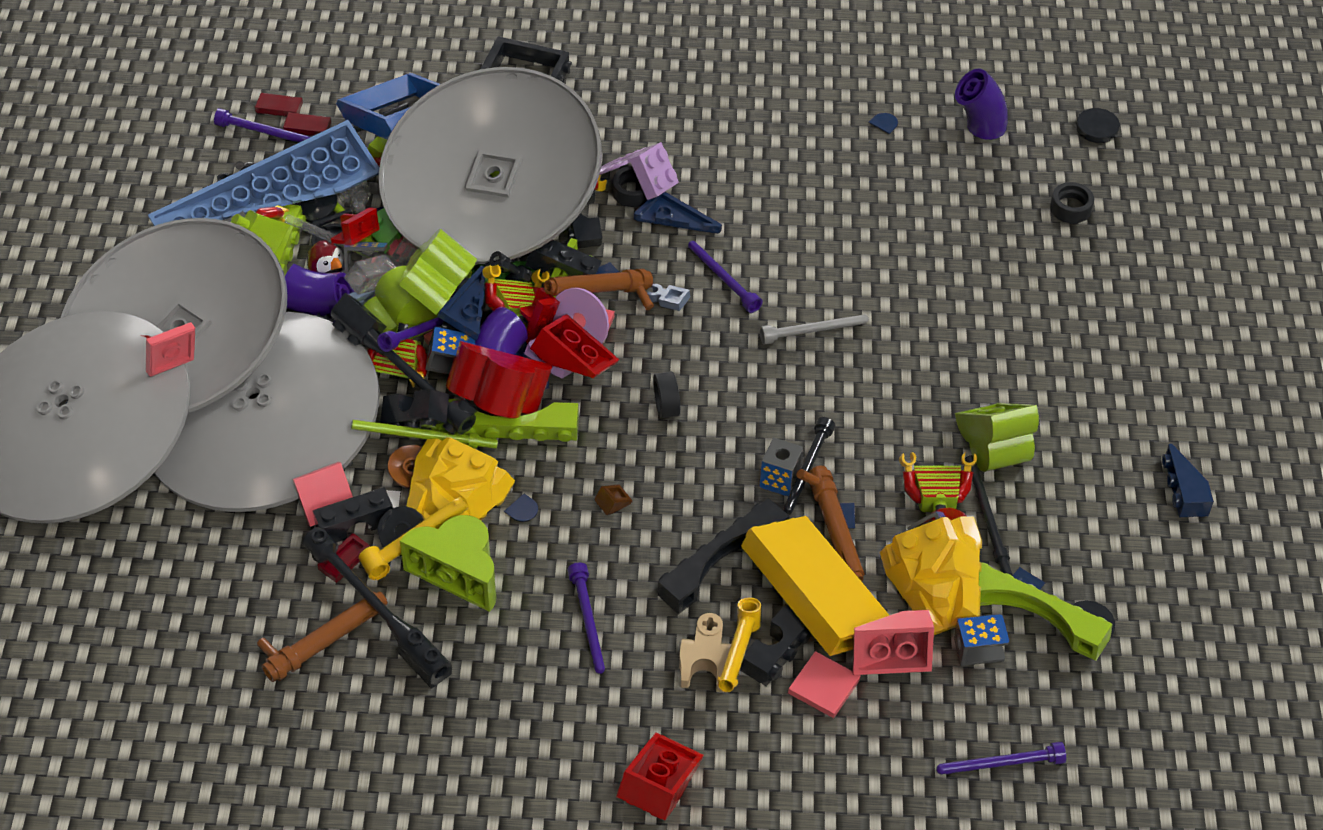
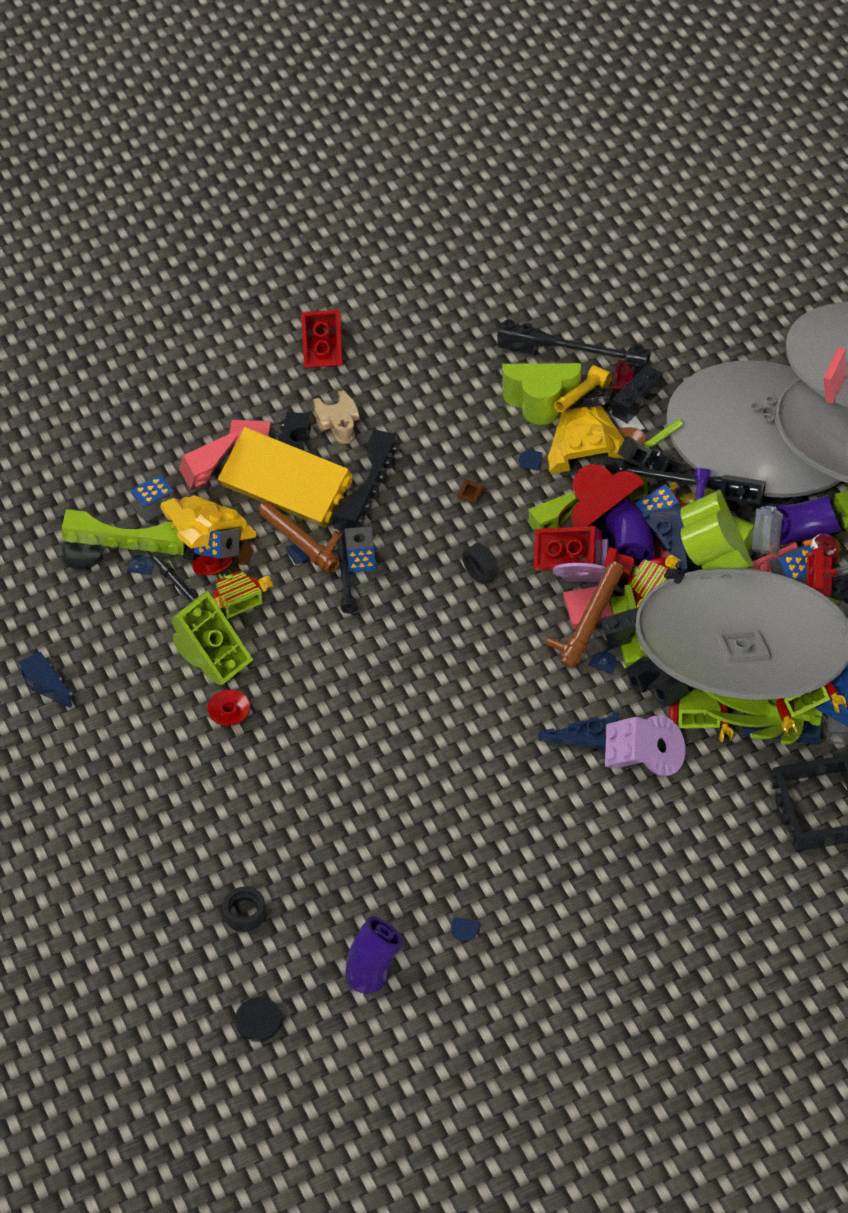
camera: 155 degrees right, 0 degrees up
(291, 657) = (602, 305): dark orange cylinder -> none
(322, 489) = (667, 393): coral tile -> none
(578, 575) = (457, 428): dark purple piece -> none
(670, 298) = (536, 656): sand blue plate -> none
(747, 622) = (315, 417): yellow piece -> none
(750, 301) = (470, 682): dark purple piece -> none
(769, 334) = (437, 661): light grey piece -> none
(1004, 374) = (228, 701): none -> red dish
(1053, 753) = (73, 457): dark purple piece -> none

